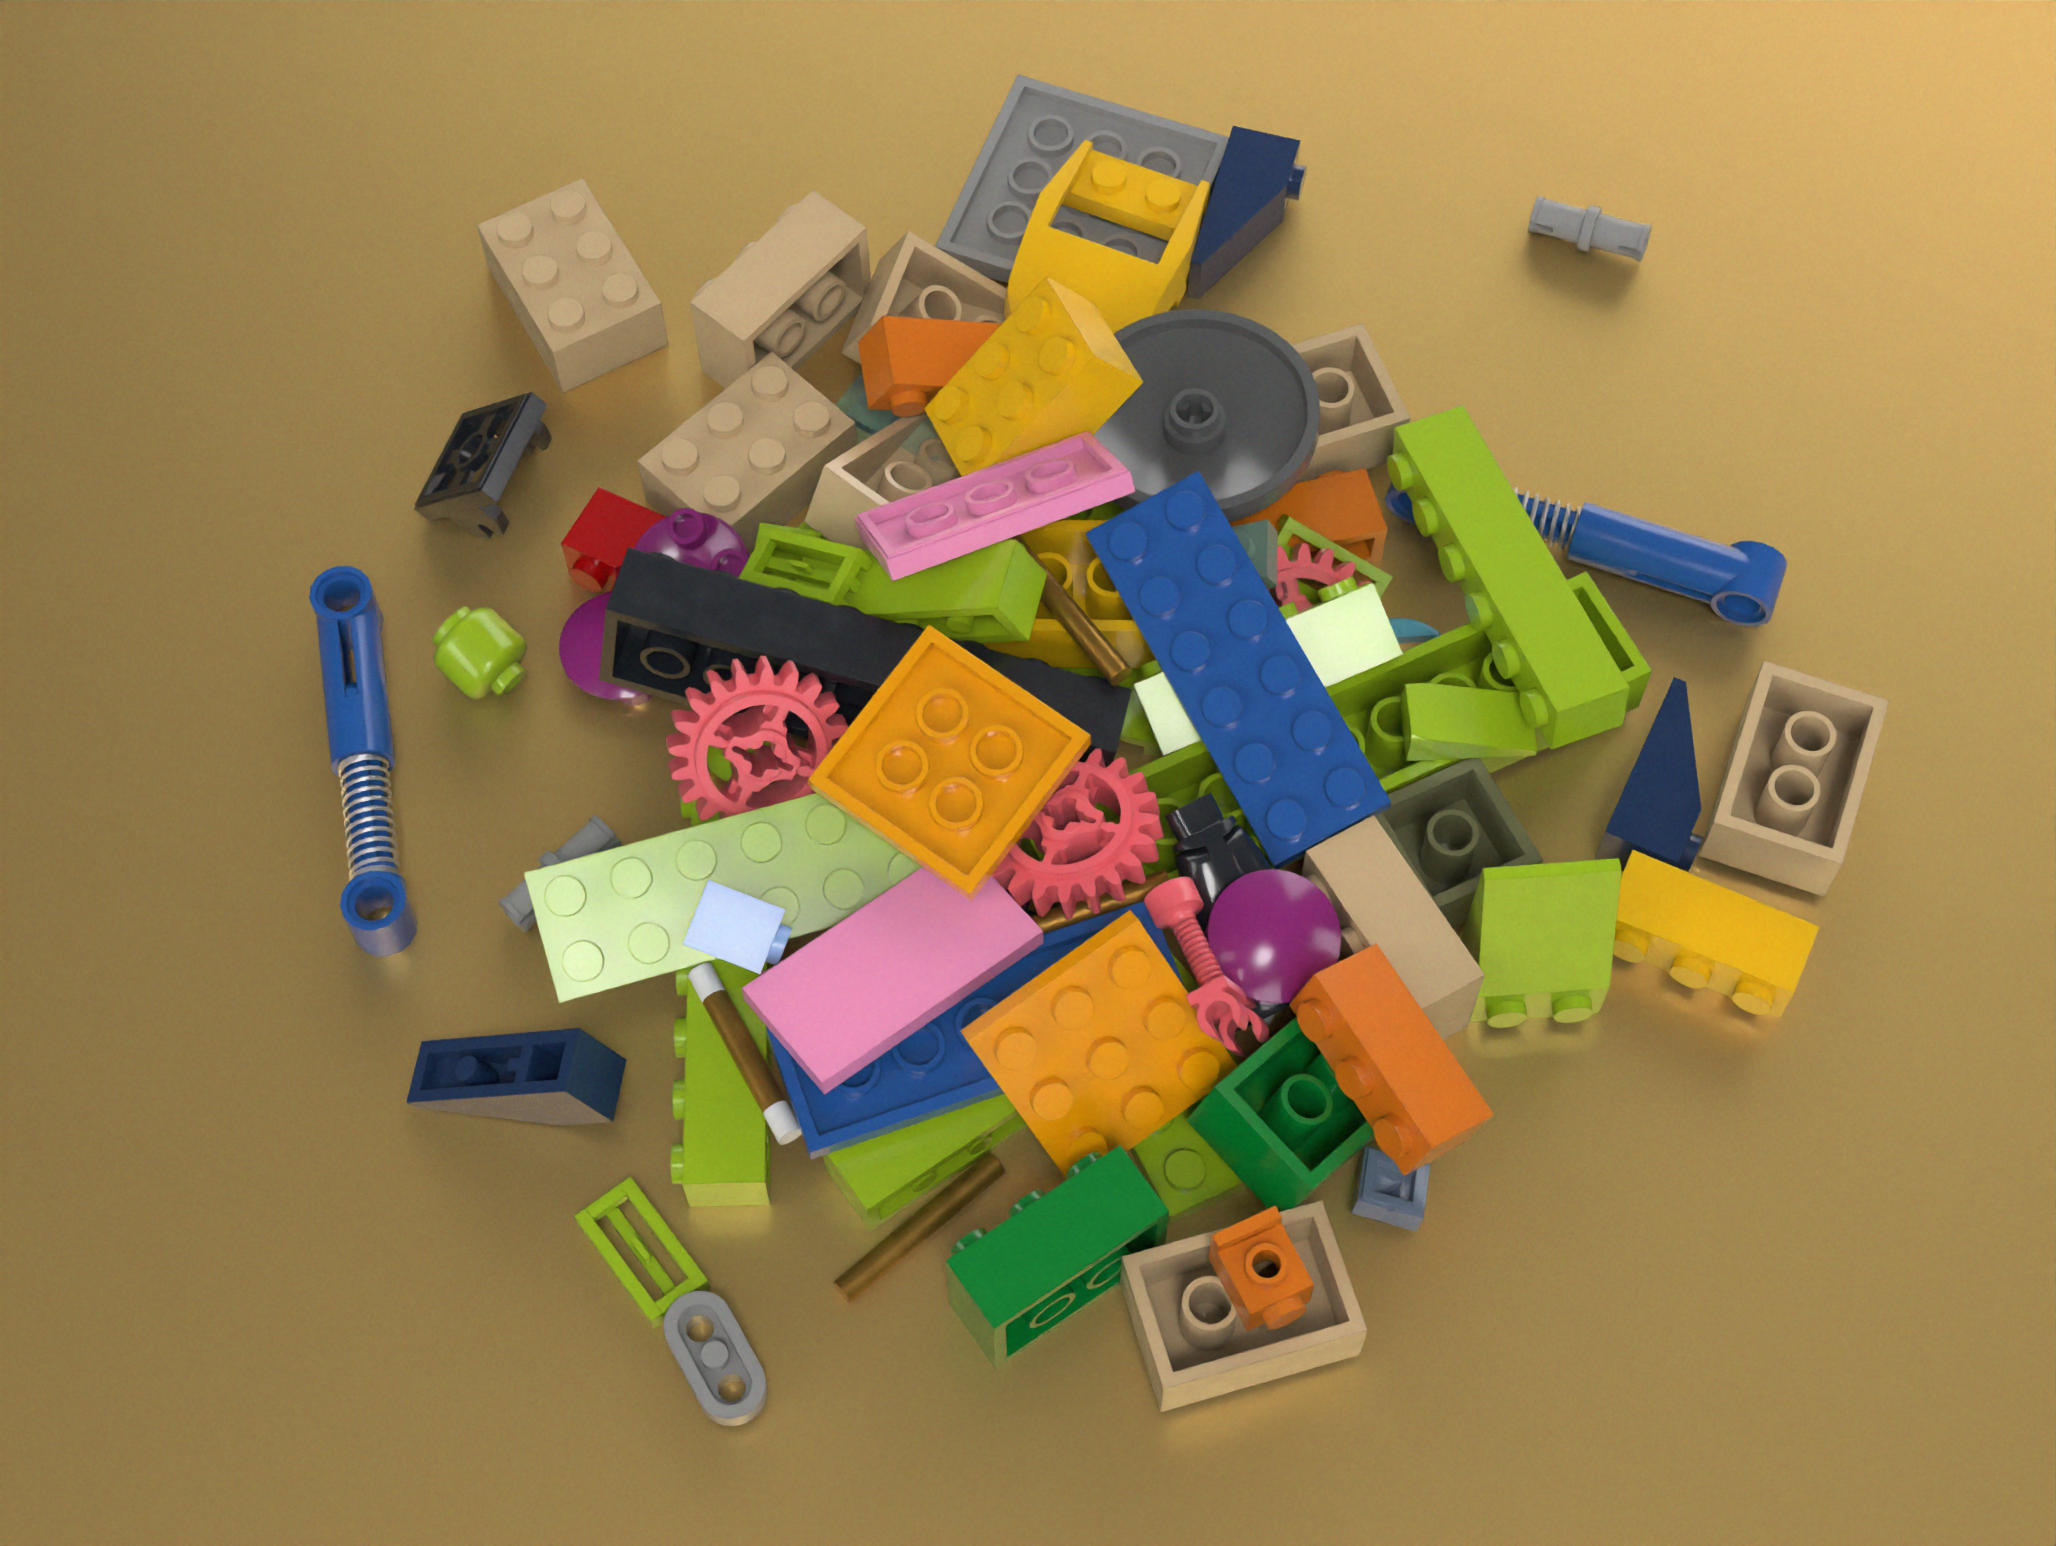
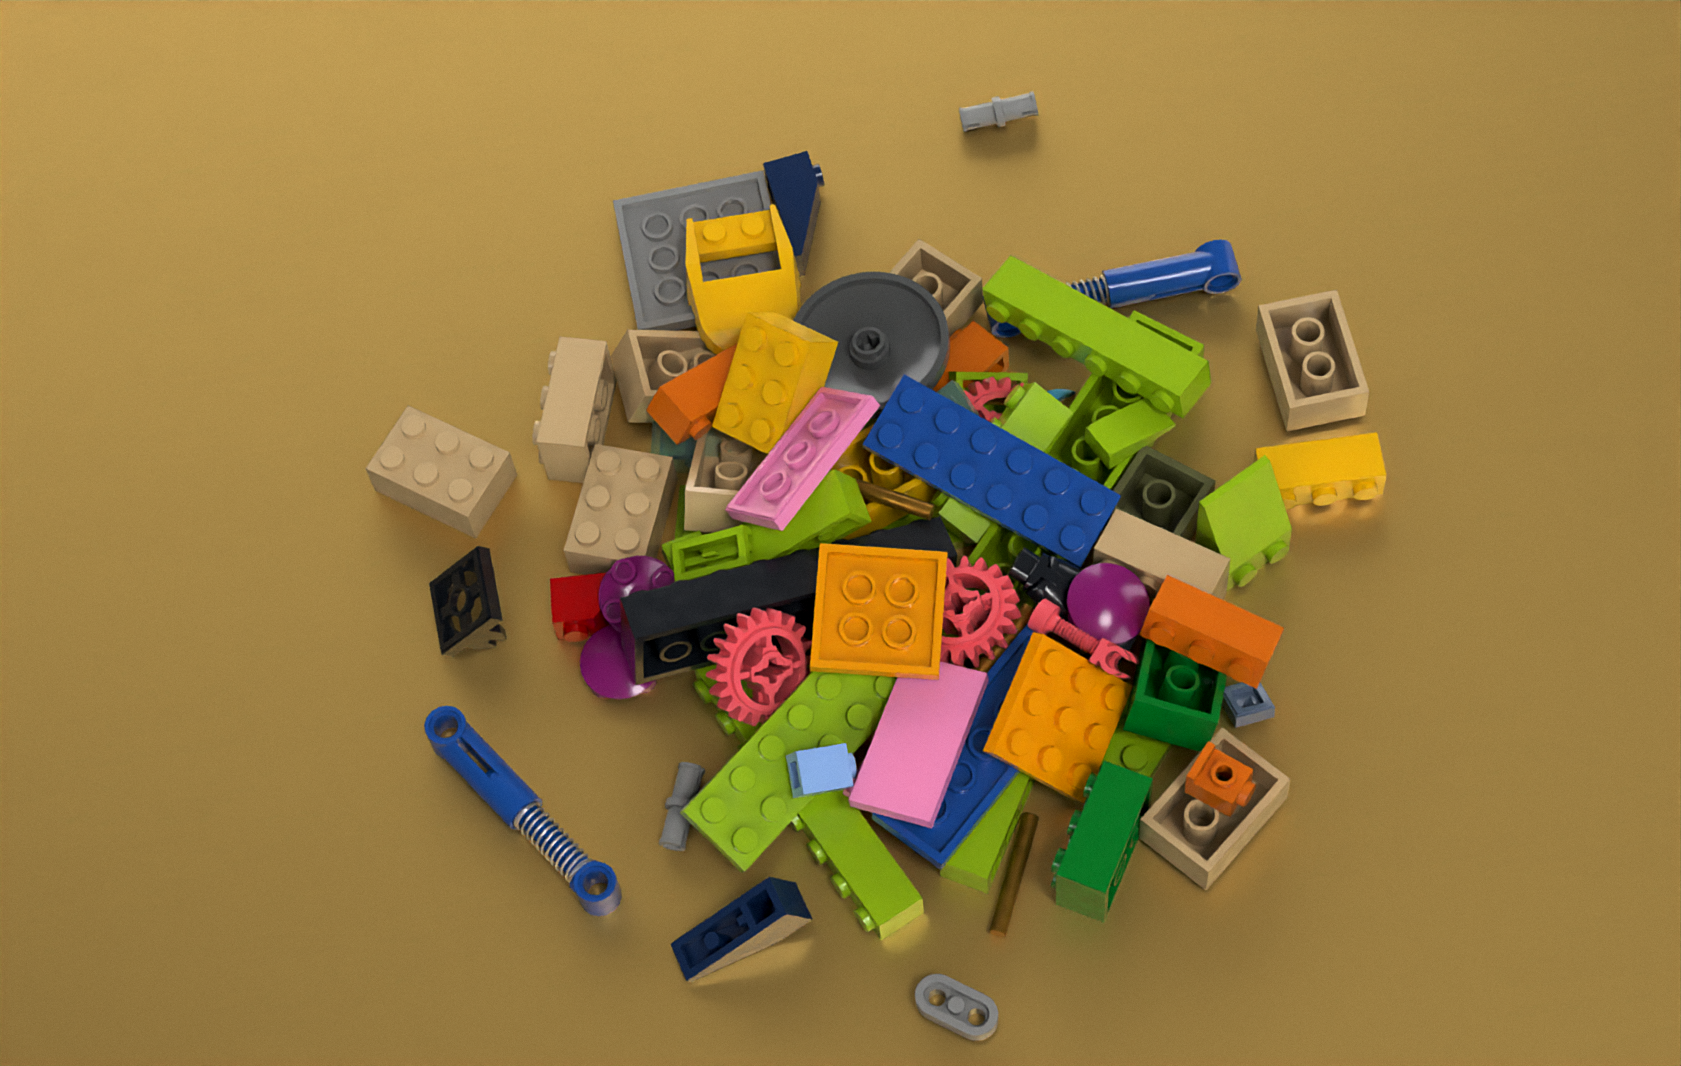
camera: 25 degrees left, 0 degrees up
(480, 652) = (546, 712): lime head -> none
(608, 1206) = (879, 962): lime tile -> none
(745, 1053) = (864, 836): pearl gold bar -> none
(1661, 793) = (1247, 409): dark blue slope -> none

